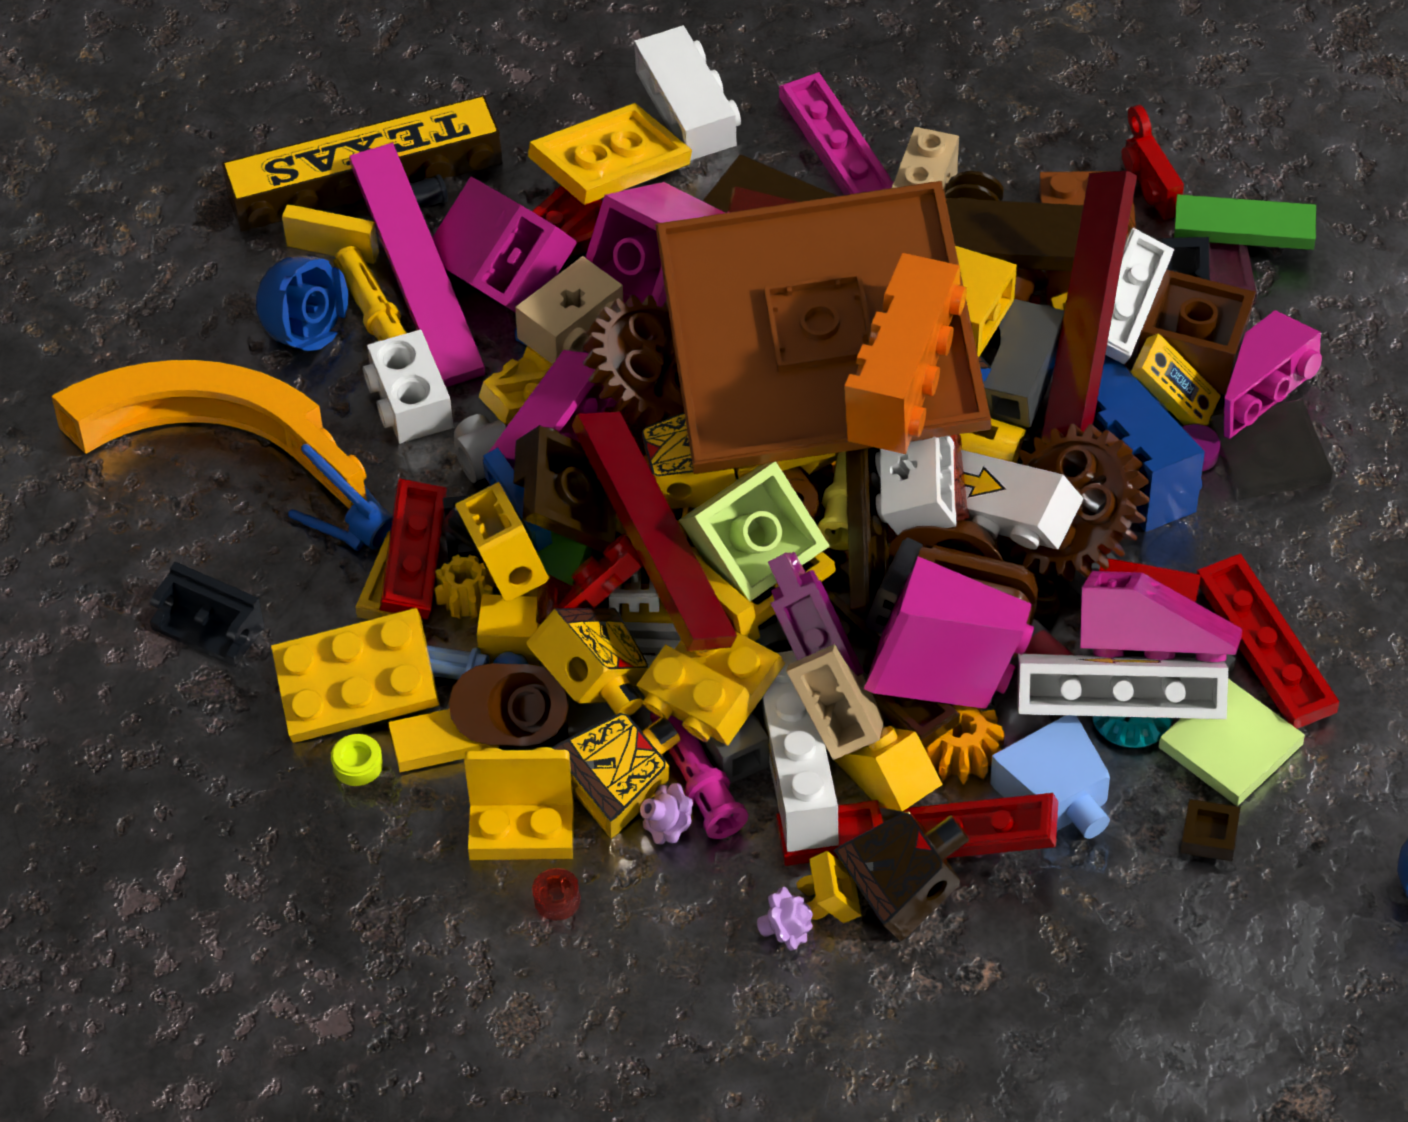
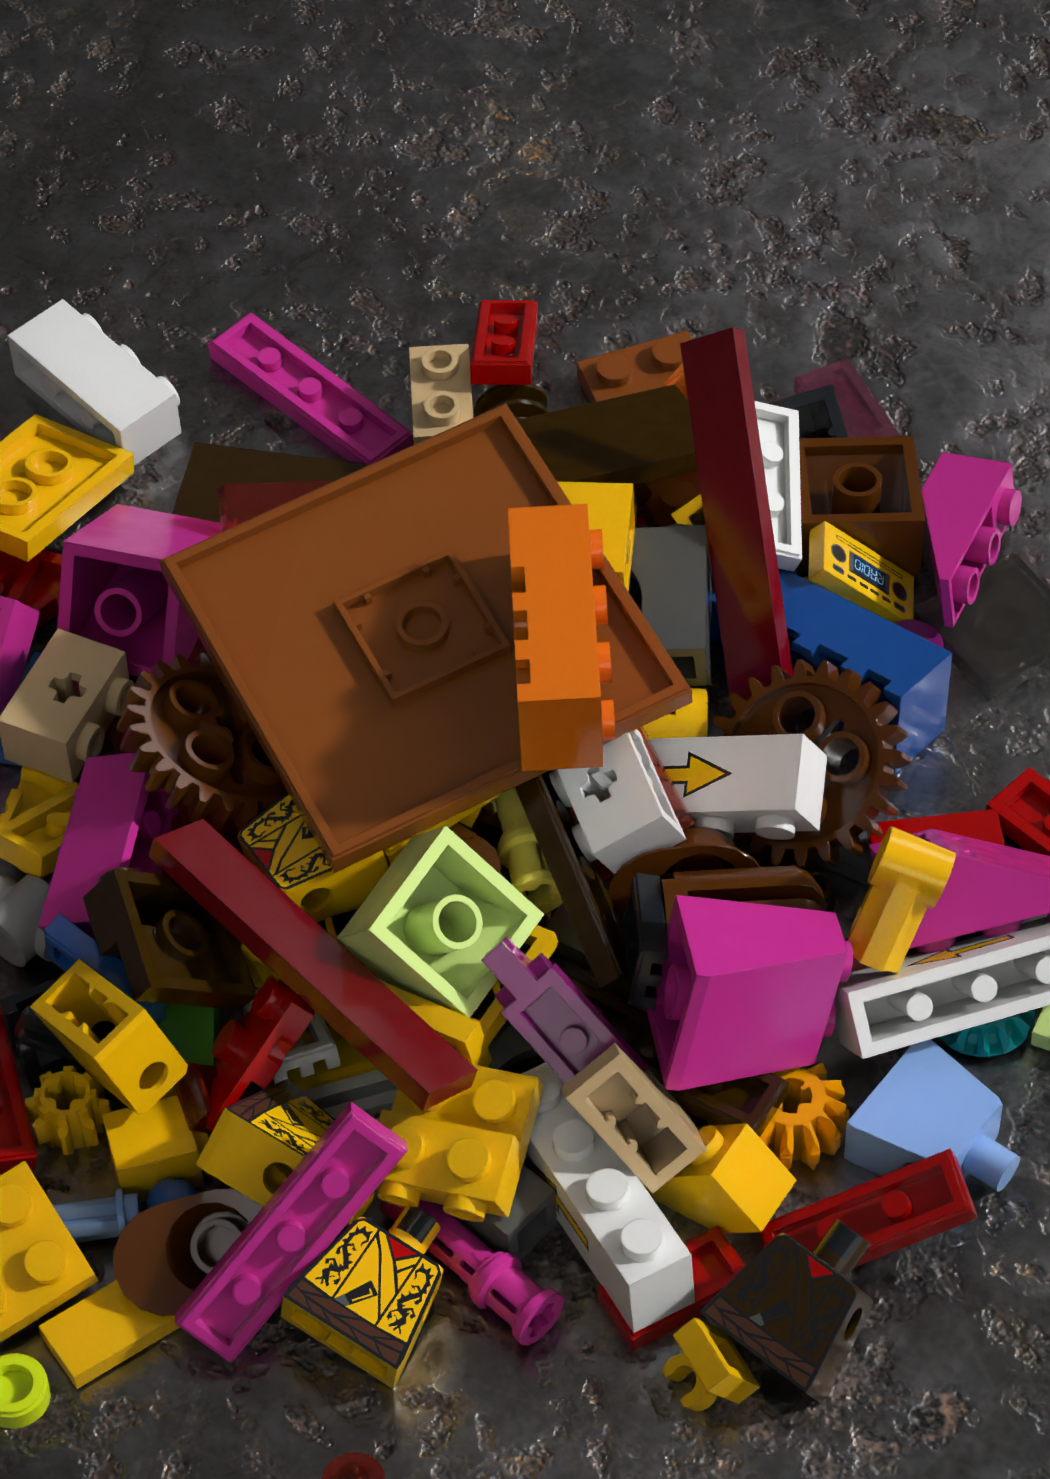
camera: 20 degrees left, 0 degrees up
(520, 804) = (264, 1385): yellow bracket -> none
(583, 697) = (290, 1232): none -> dark pink tile
(667, 813) = (459, 1332): lavender plant -> none
(787, 919) = (672, 1423): lavender plant -> none
(988, 142) = (504, 342): none -> red tile
(1086, 597) = (904, 882): none -> yellow piece
(1150, 165) = (703, 310): red hinge -> none
(1246, 221) = (853, 354): bright green tile -> none

